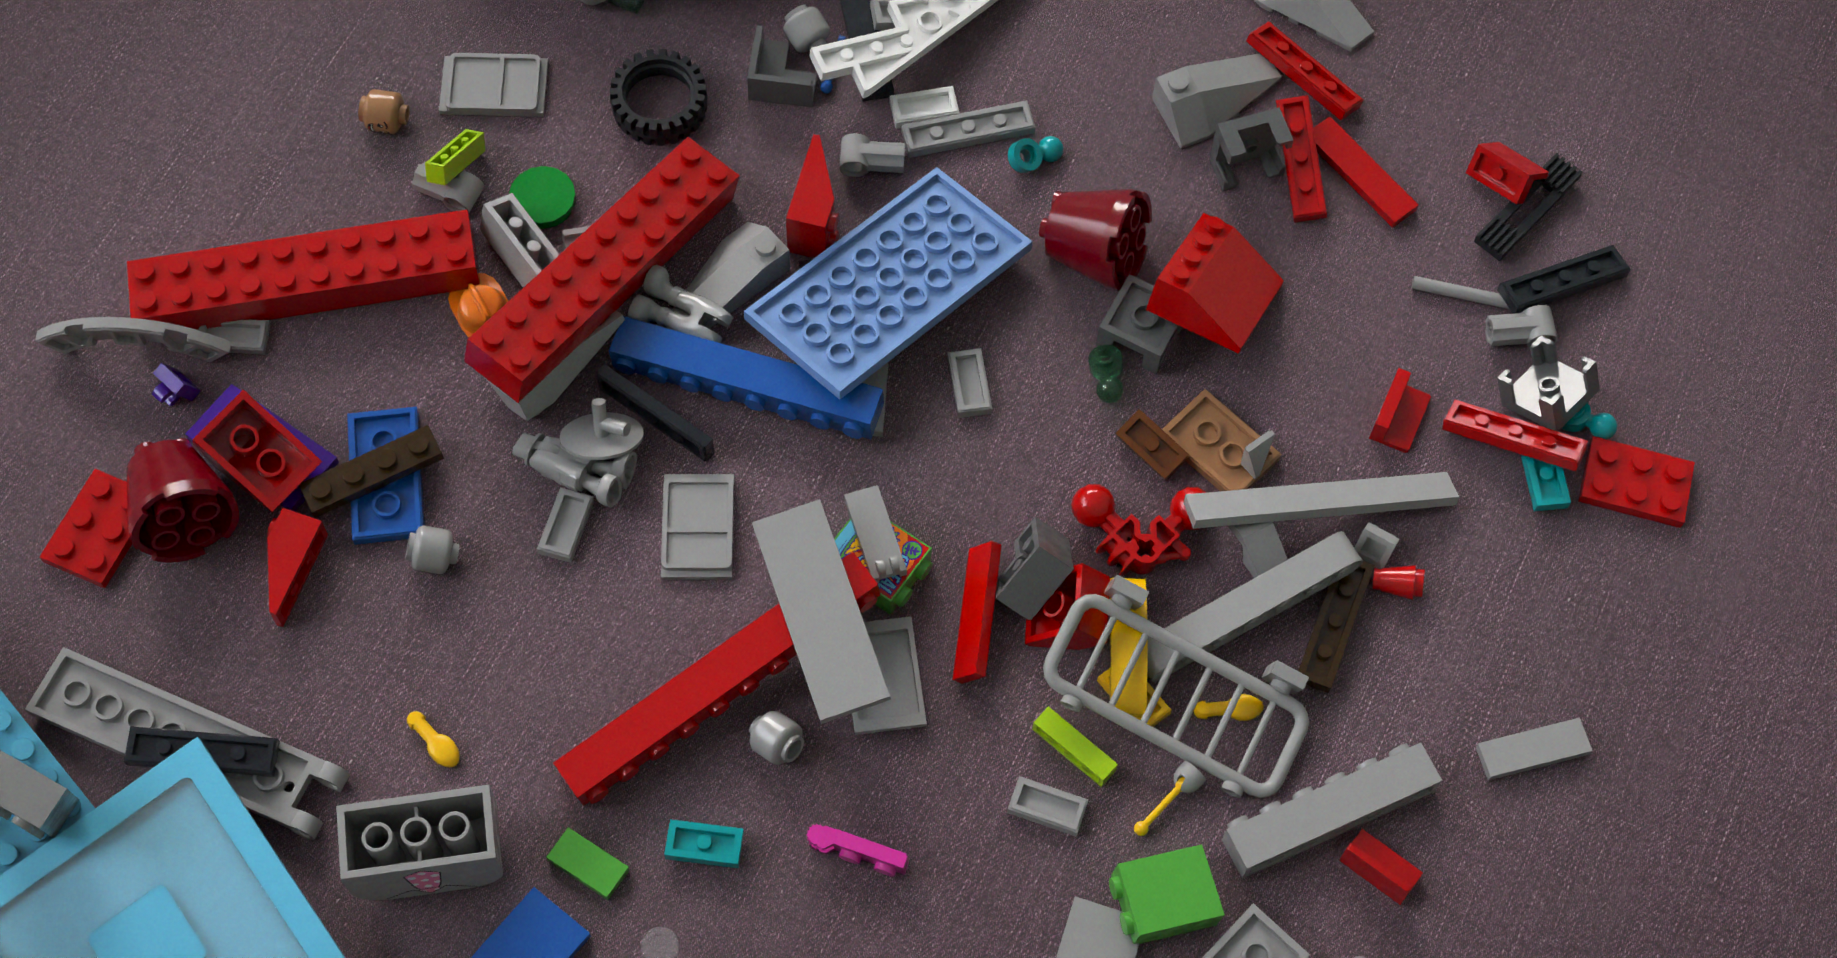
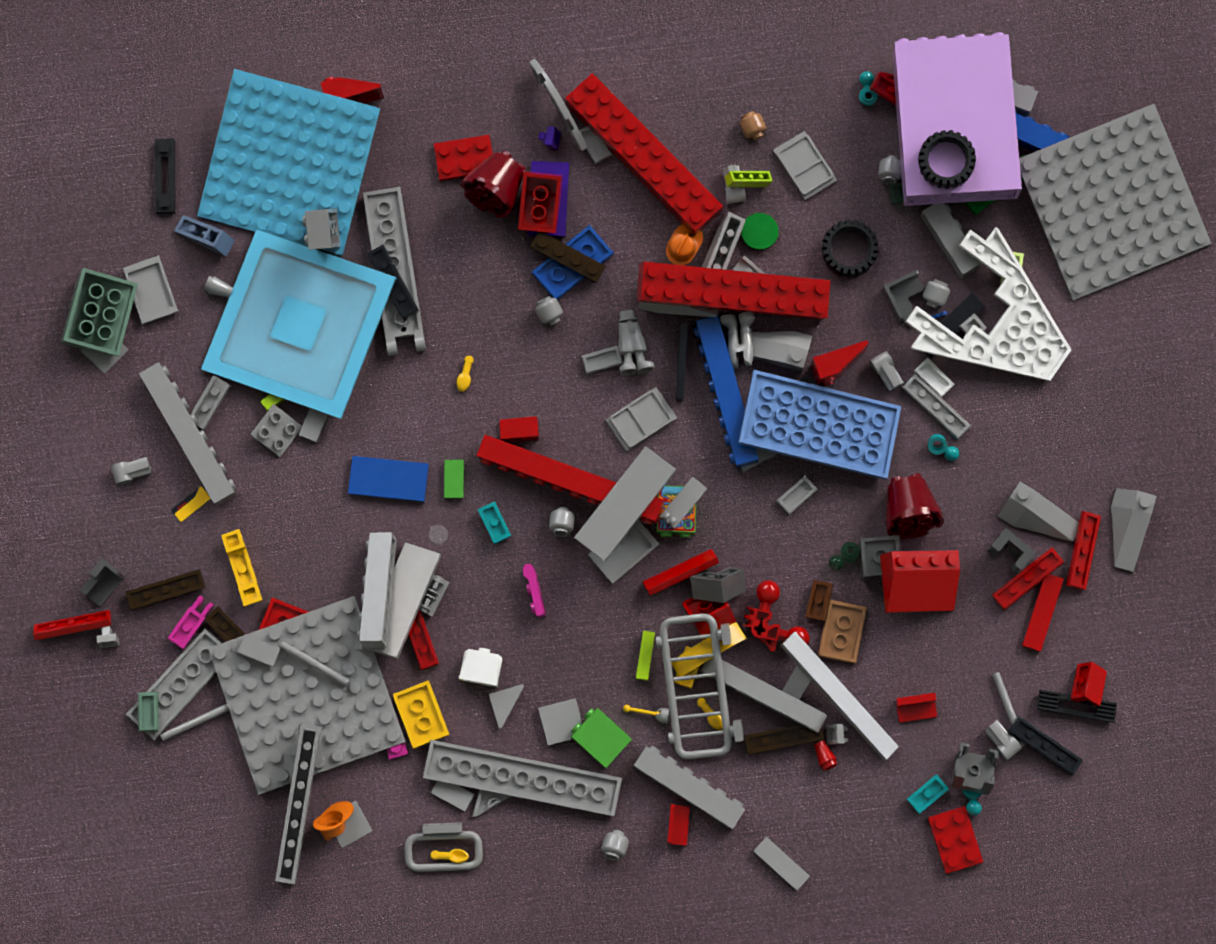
camera: 60 degrees right, 15 degrees up
(292, 551) = (507, 250): red slope -> none
(419, 844) = (410, 404): light grey brick -> none
(582, 711) = (519, 429): none -> red panel
(601, 434) = (653, 346): light grey shield -> none
(1047, 806) = (610, 660): light grey tile -> none
(1256, 454) = (844, 652): light grey slope -> none
(1515, 435) = (937, 767): red tile -> none

